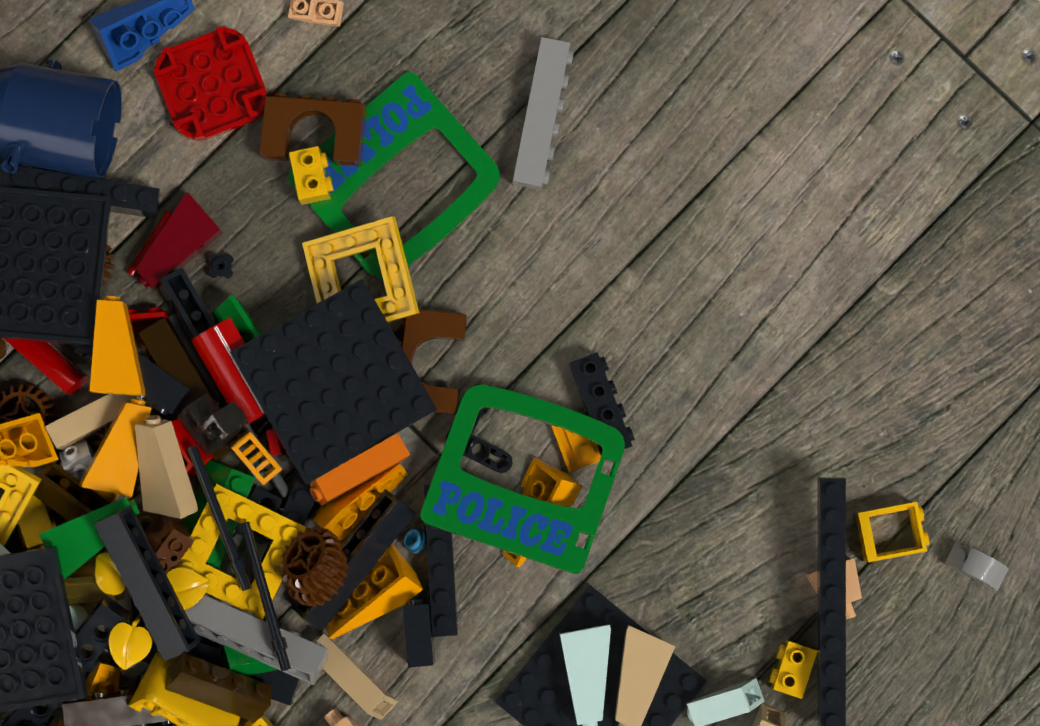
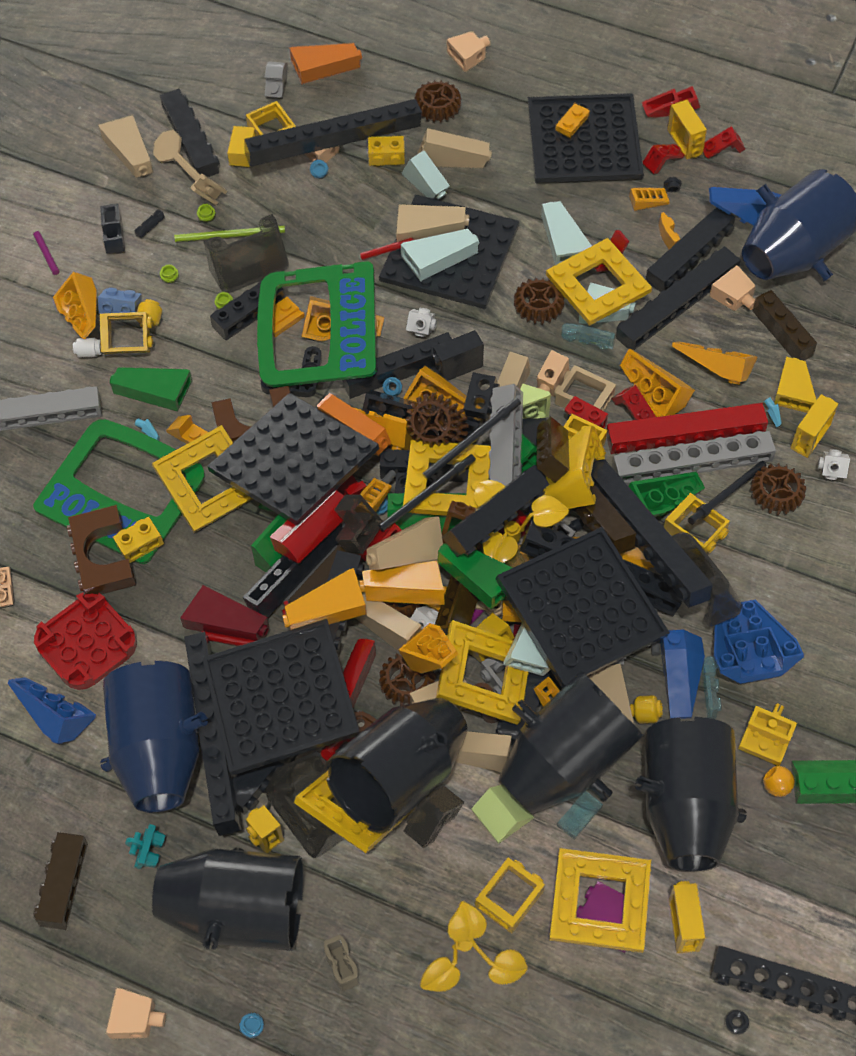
camera: 110 degrees left, 25 degrees down
(216, 260) = (232, 588): black plate -> none
(315, 695) = (535, 402): none -> yellowish green slope
(342, 632) = (476, 395): none -> black brick
(447, 277) = (185, 430): none -> light orange slope
(468, 232) = (147, 428): none -> medium azure bar
(494, 610) = (415, 325): none -> white brick
(523, 257) = (152, 385): none -> green slope
(593, 235) = (105, 332): none -> yellow window
(613, 193) = (87, 347): none -> white brick
(625, 379) = (222, 299): none -> lime plate
(625, 610) = (384, 249): none -> red bar
(636, 281) = (153, 309): none -> yellow head
(663, 429) = (247, 259): none -> clear smoke windscreen
(671, 250) = (118, 301): none -> medium blue bracket
(687, 200) = (78, 303): none -> light orange wedge
(695, 325) = (168, 273): none -> lime plate
(720, 467) = (223, 234): none -> lime bar
(778, 401) = (206, 212): none -> lime plate
(787, 324) = (149, 223): none -> black axle
(788, 182) = (46, 253): none -> magenta bar
(796, 274) = (112, 228): none -> black slope
(796, 570) = (318, 168): none -> dark azure plate
(869, 481) = (236, 148): none -> yellow brick
(902, 383) = (168, 147): none -> tan piece
(919, 419) = (188, 128): none -> black brick
(931, 334) = (126, 142): none -> tan slope
(988, 640) = (324, 60): none -> orange slope

